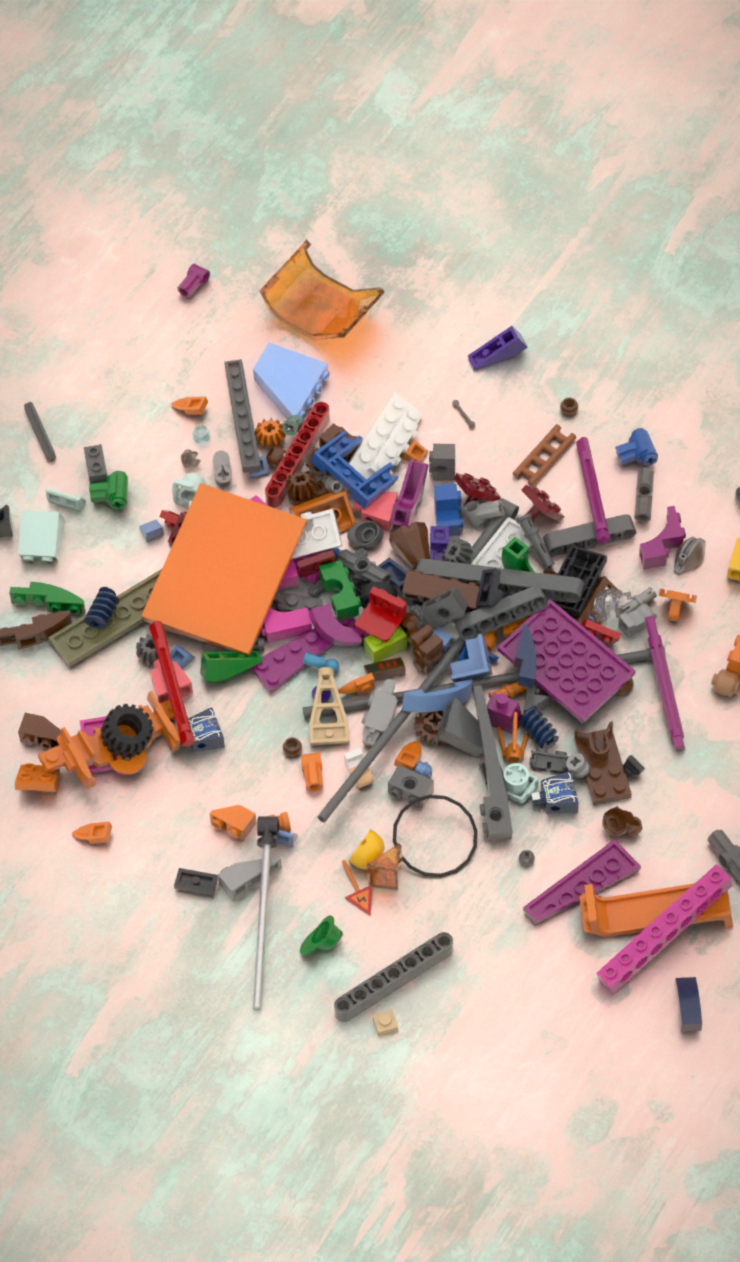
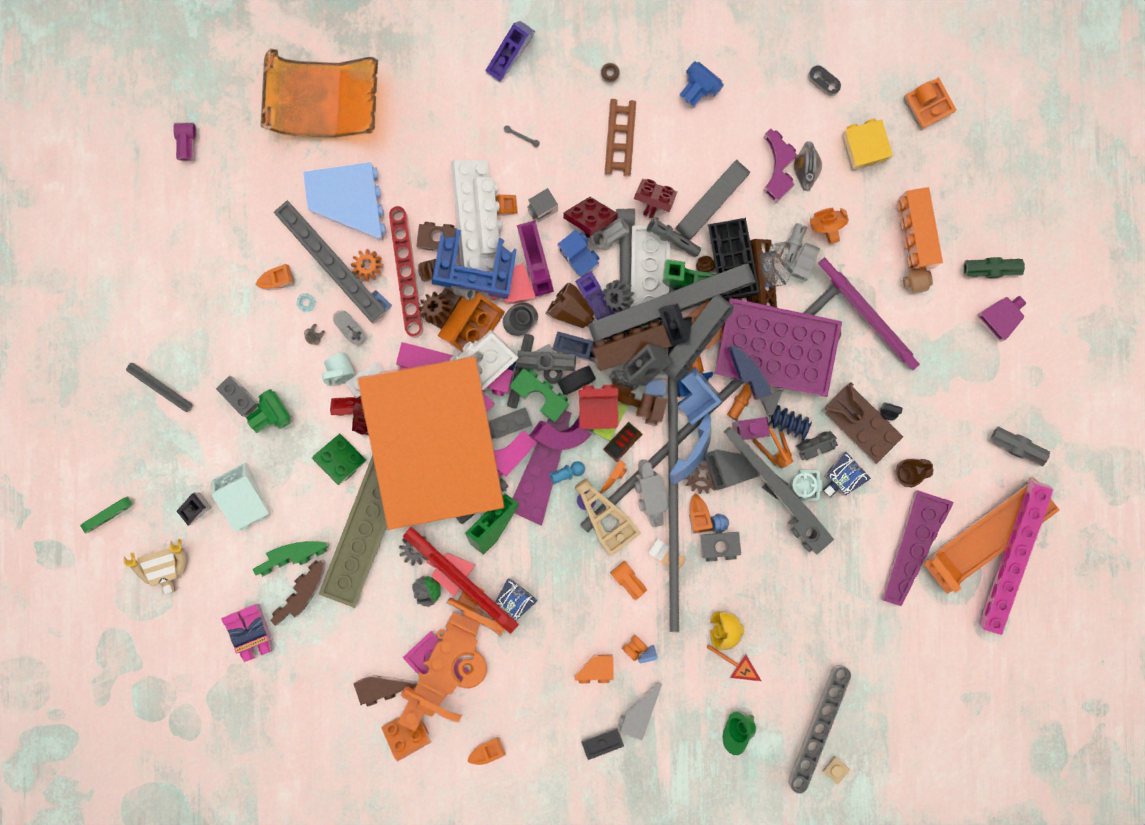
camera: 35 degrees left, 30 degrees up
(64, 499) = (232, 442): light aqua slope -> none
(102, 608) = (349, 543): dark blue piece -> none
(133, 718) = (473, 654): black tyre -> none
(138, 681) = (426, 591): none -> dark grey piece
(141, 552) = (339, 459): none -> green plate
(152, 530) = (329, 427): medium blue slope -> none
(181, 656) = (442, 538): medium blue slope -> none
(267, 828) = (637, 670): flat silver piece -> none
(275, 455) = (388, 287): reddish brown plate -> none
(292, 420) = (384, 248): sand green bush -> none
(292, 742) = (599, 572): reddish brown plate -> none
(311, 565) = (499, 390): dark red plate -> none
(386, 869) = (756, 639): clear orange slope -> none
(464, 810) = (798, 602): black piece -> none
(522, 858) = (850, 551): dark grey hinge -> none
(577, 765) = (850, 439): light grey wheel -> none
(593, 492) = (690, 154): magenta piece -> none
(604, 634) = (791, 297): red plate -> none
(644, 495) = (728, 118): dark grey piece -> none
(688, 1004) = (1066, 603): dark blue slope -> none

